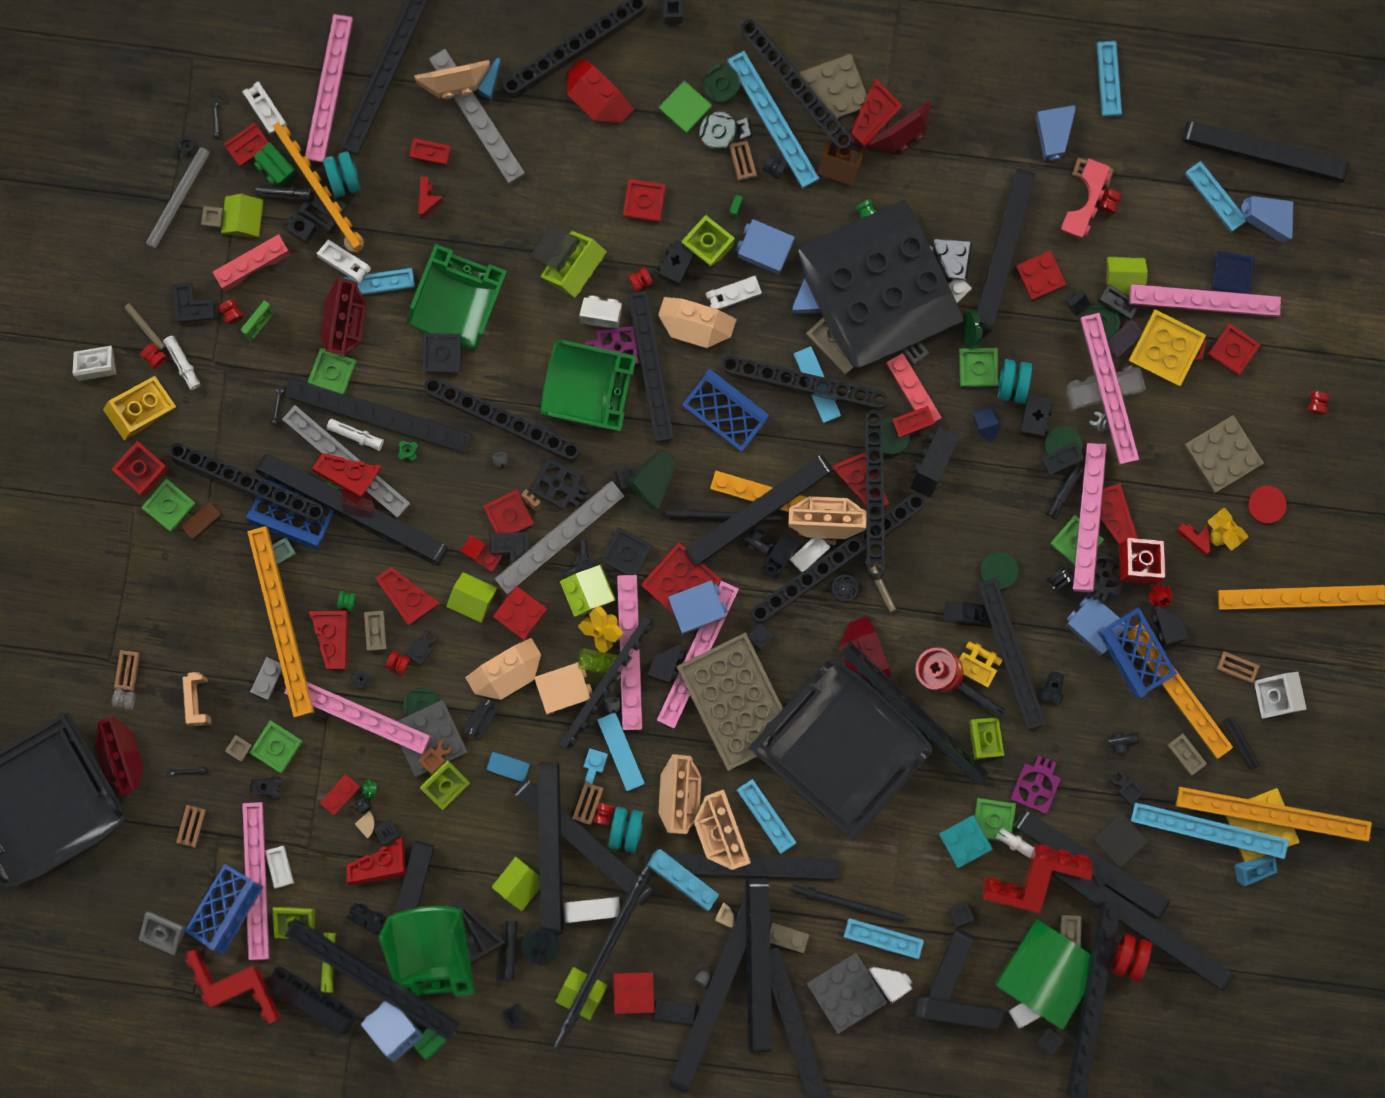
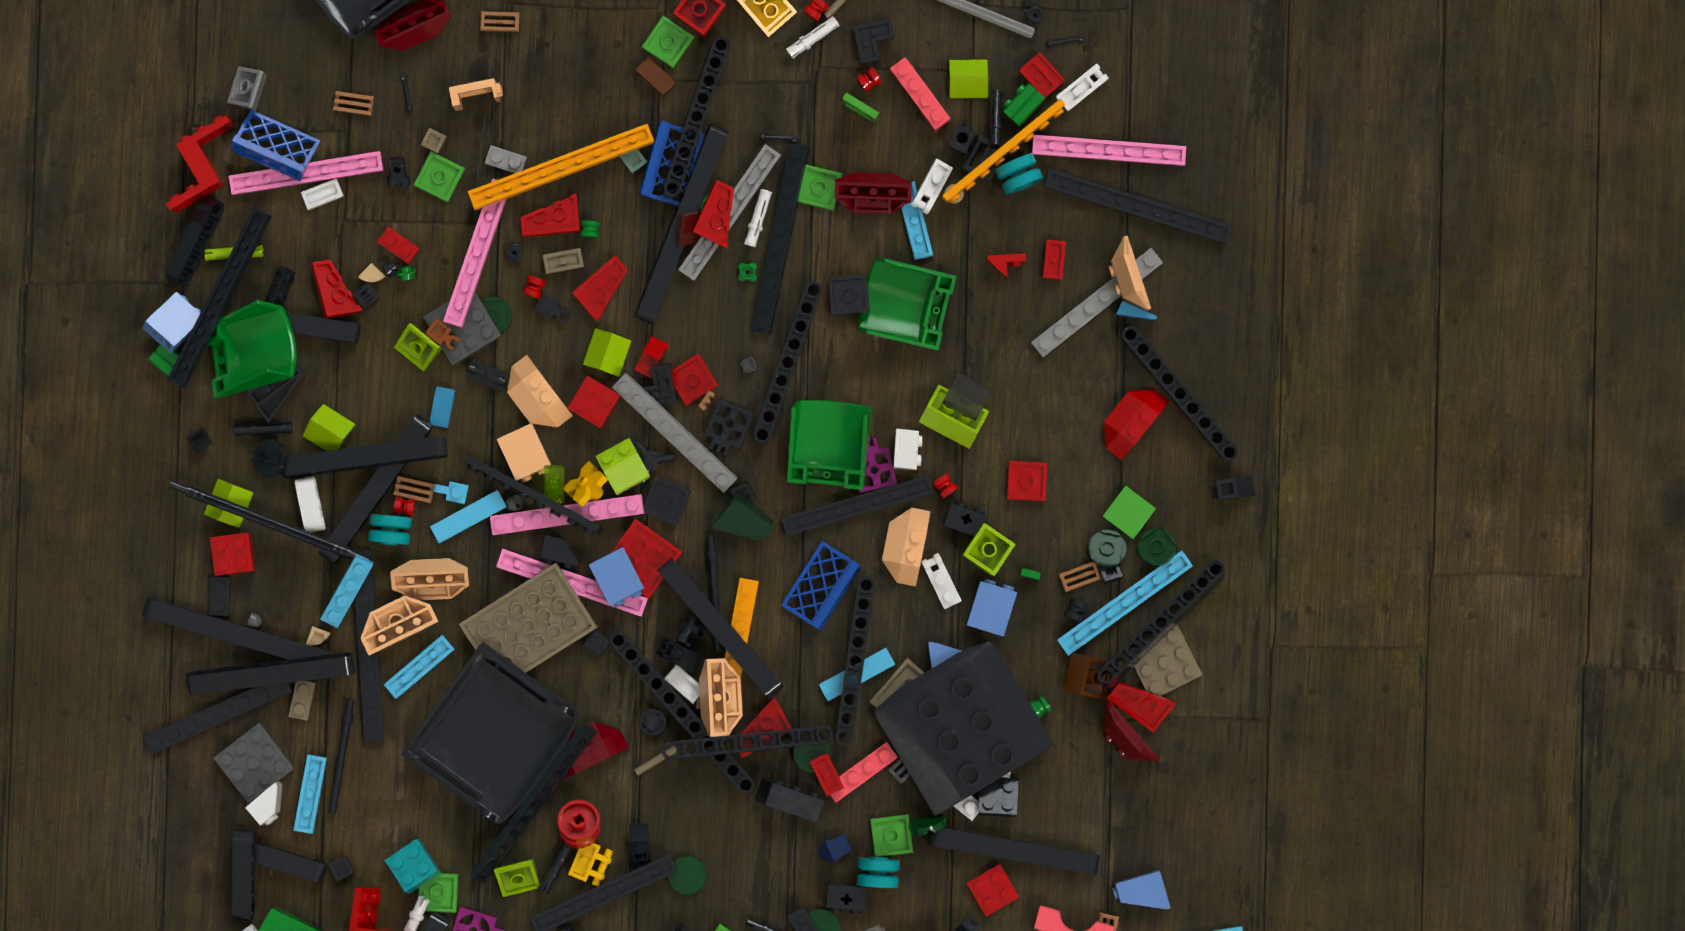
camera: 85 degrees right, 5 degrees up
(123, 699) = (470, 22): clear wheel -> none
(212, 217) = (964, 49): dark tan plate -> none
(284, 916) = (273, 206): lime slope -> none

